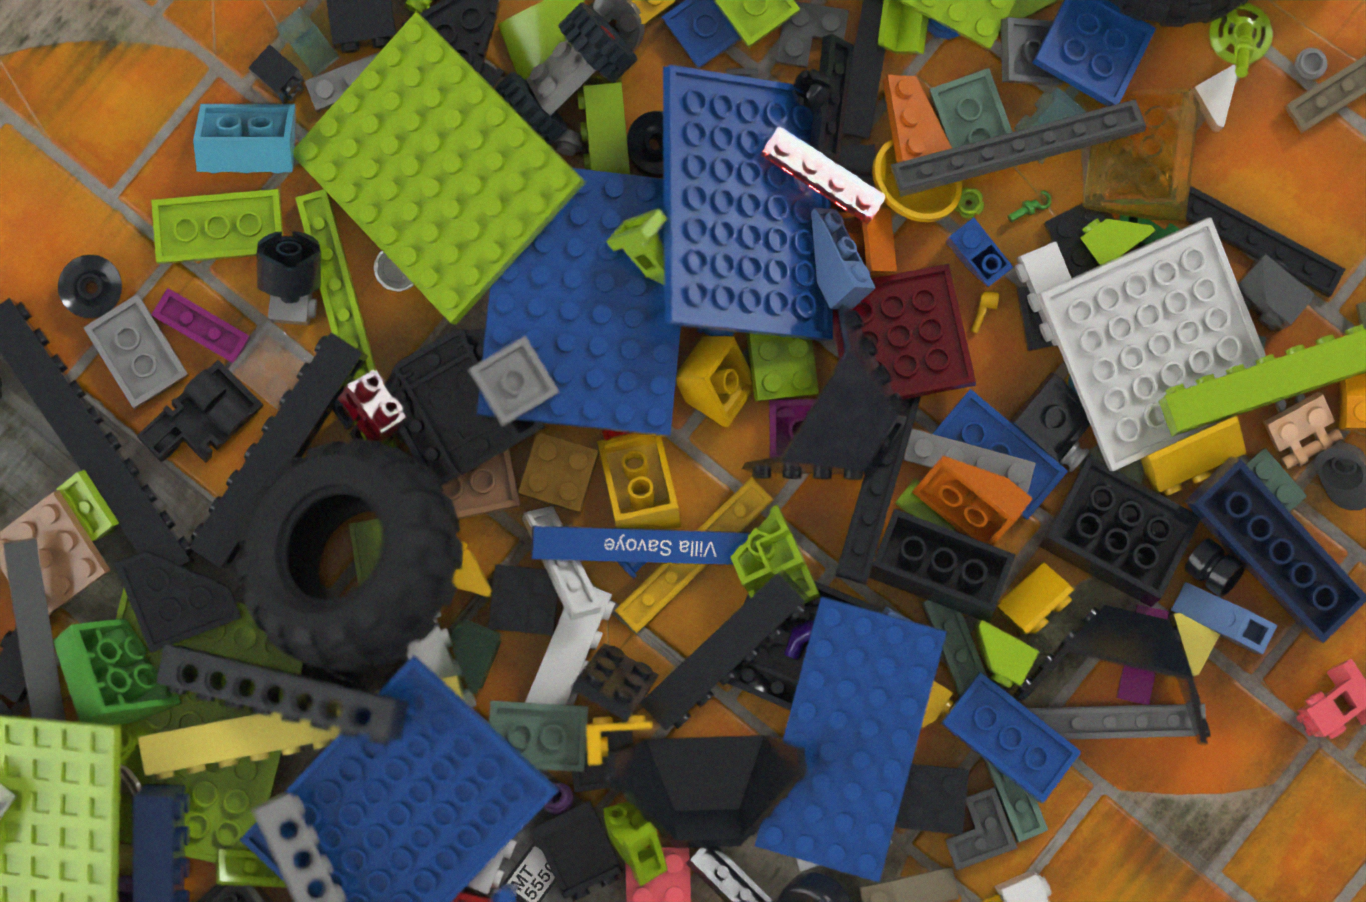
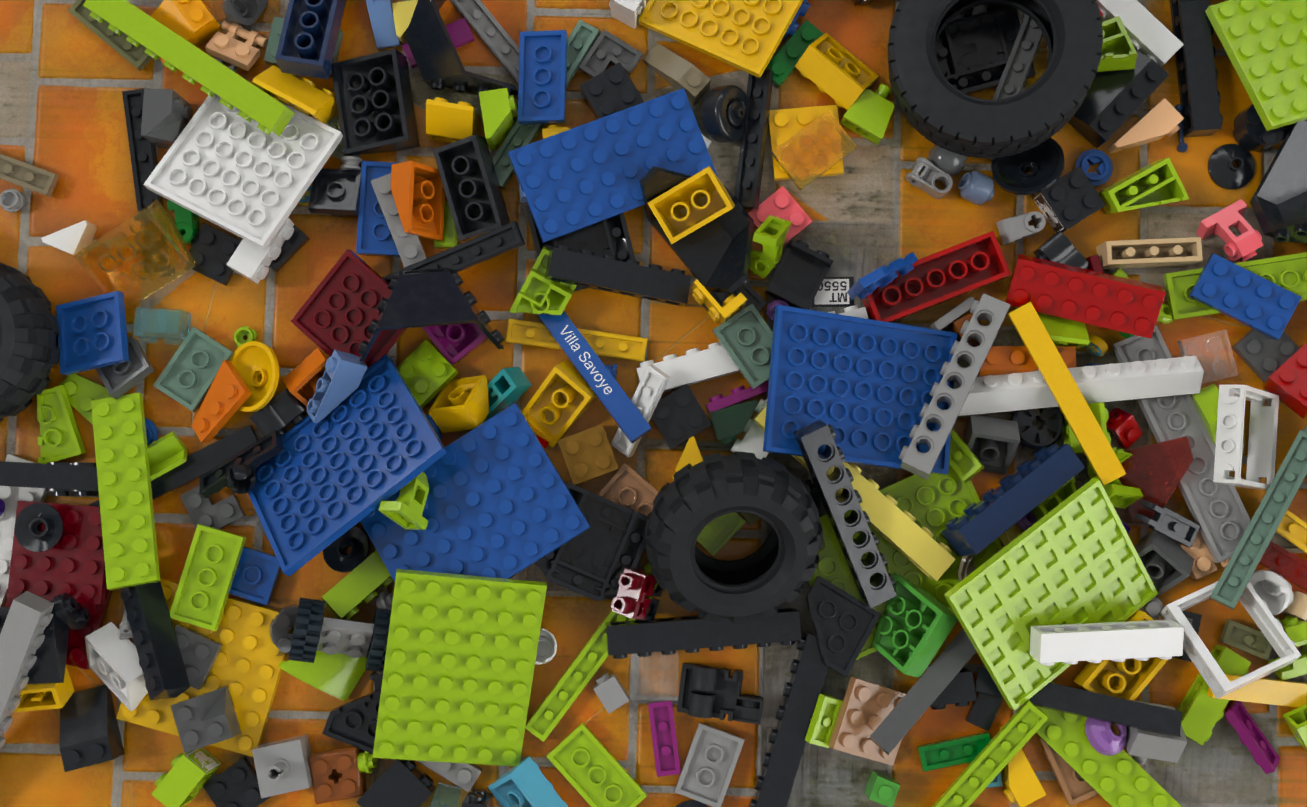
camera: 125 degrees left, 0 degrees up
(288, 265) = (587, 713): black brick -> none
(498, 682) = (738, 395): none -> magenta plate
(513, 381) = (553, 519): light grey plate -> none
(615, 681) = (686, 324): black plate -> none
(696, 439) = (506, 389): none -> teal slope
(739, 789) = (691, 204): none -> yellow slope
(798, 637) = (576, 242): dark purple arm -> none
(823, 175) = (288, 431): plate -> none
(979, 253) = (270, 307): blue slope -> none
(987, 300) = (296, 283): yellow hand -> none
(1018, 147) = (186, 329): dark grey tile -> none
(1029, 207) = (221, 300): bright green hand -> none
(1113, 238) = (200, 233): lime slope -> none
(1210, 564) = (354, 35): black wheel -> none
(1245, 46) = (23, 252): lime dish -> none

